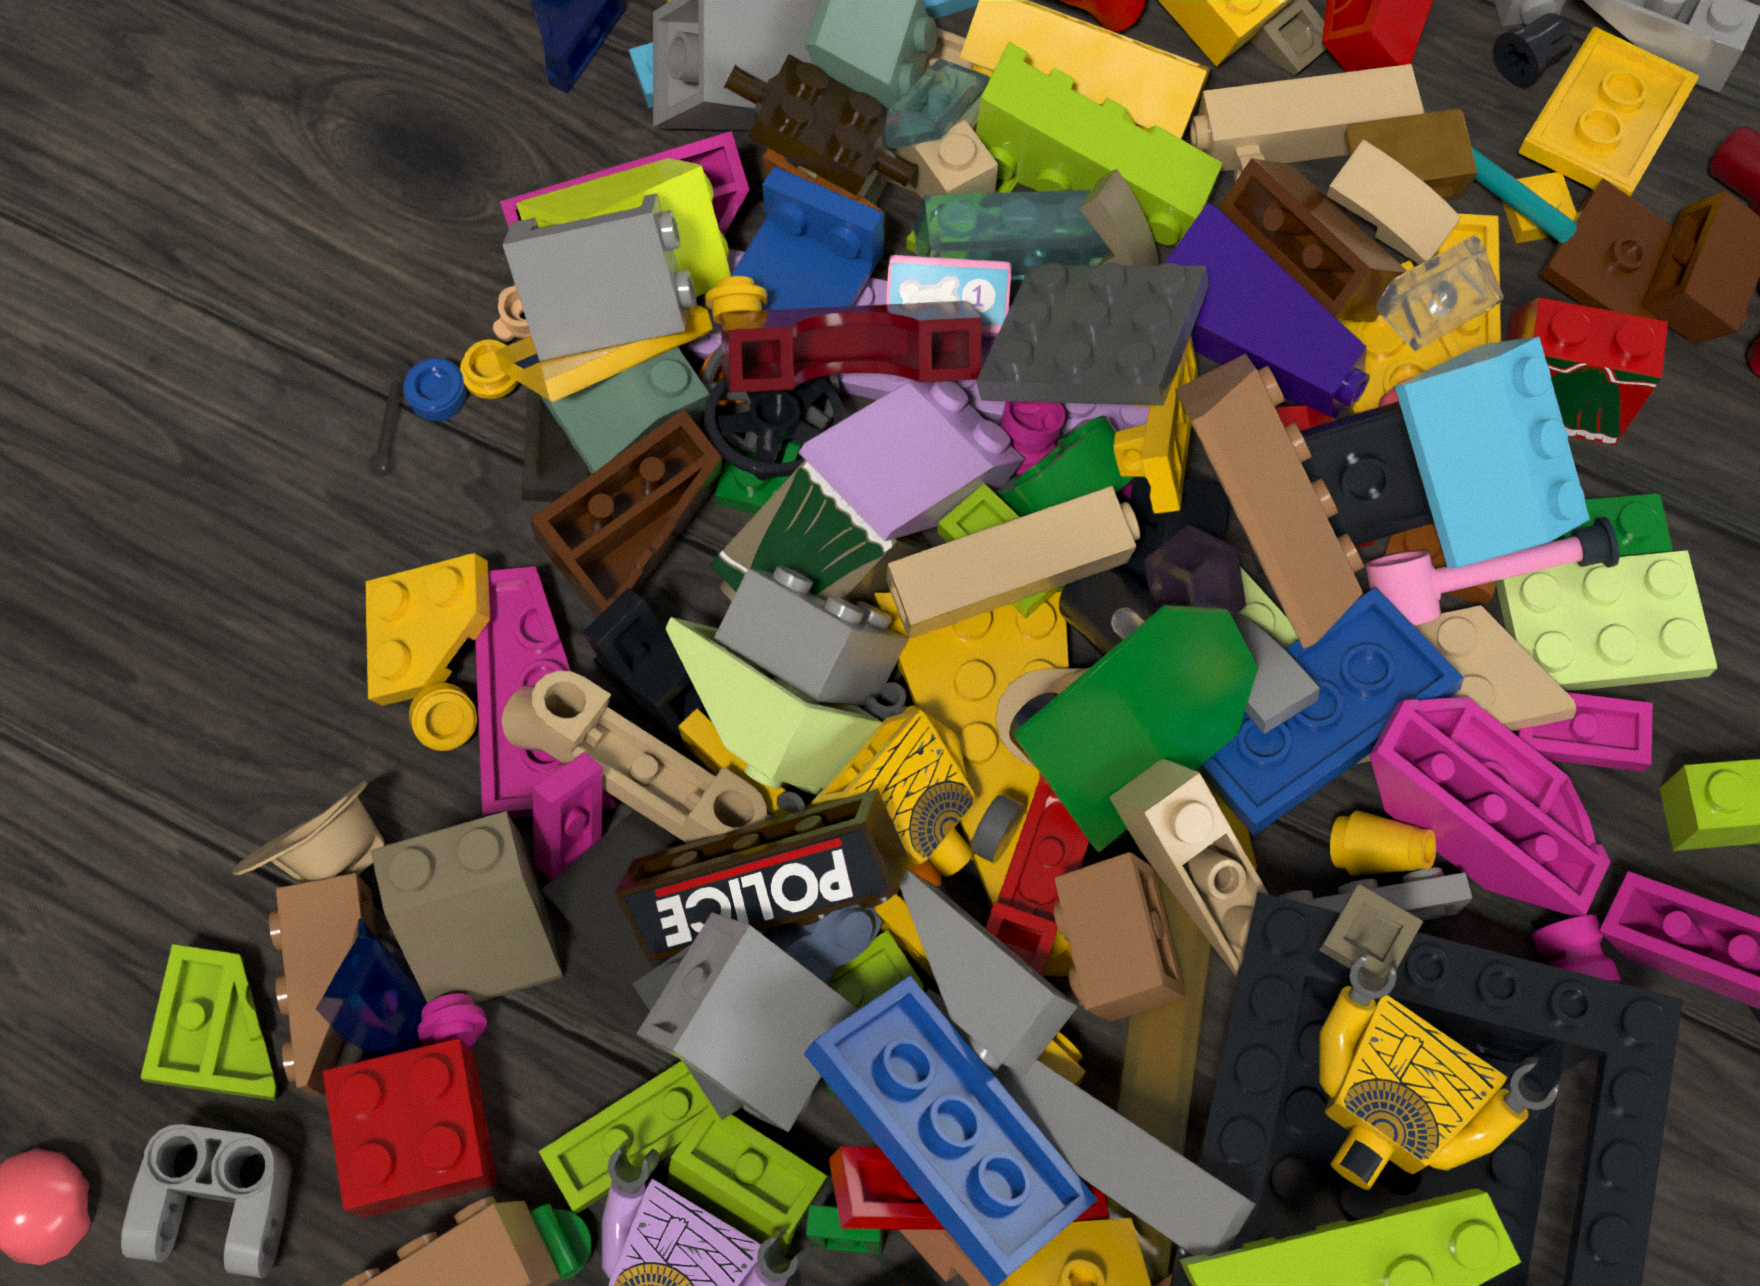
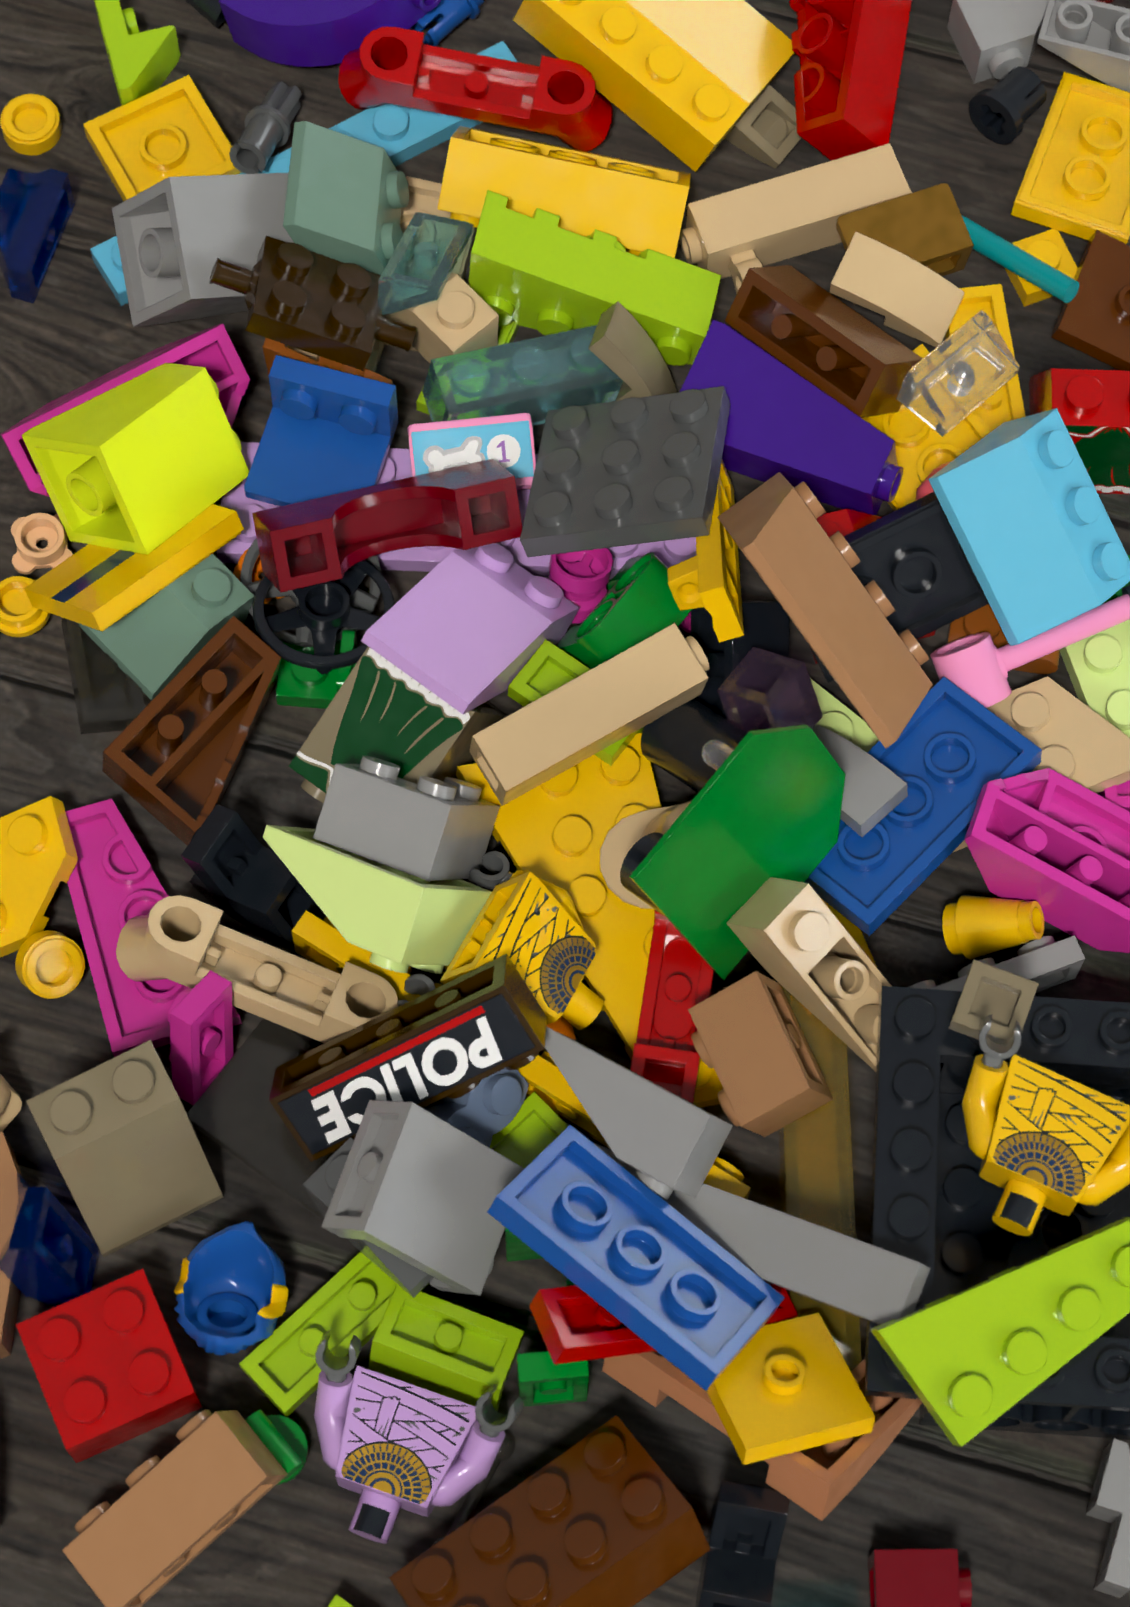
camera: 15 degrees left, 0 degrees up
(451, 1018) = (125, 1254): dark pink plate -> none
(545, 1076) = (231, 1290): none -> blue hair
(600, 279) = (127, 501): light grey panel -> none
(735, 295) = (262, 493): yellow plate -> none
(997, 828) = (623, 973): dark grey tile -> none

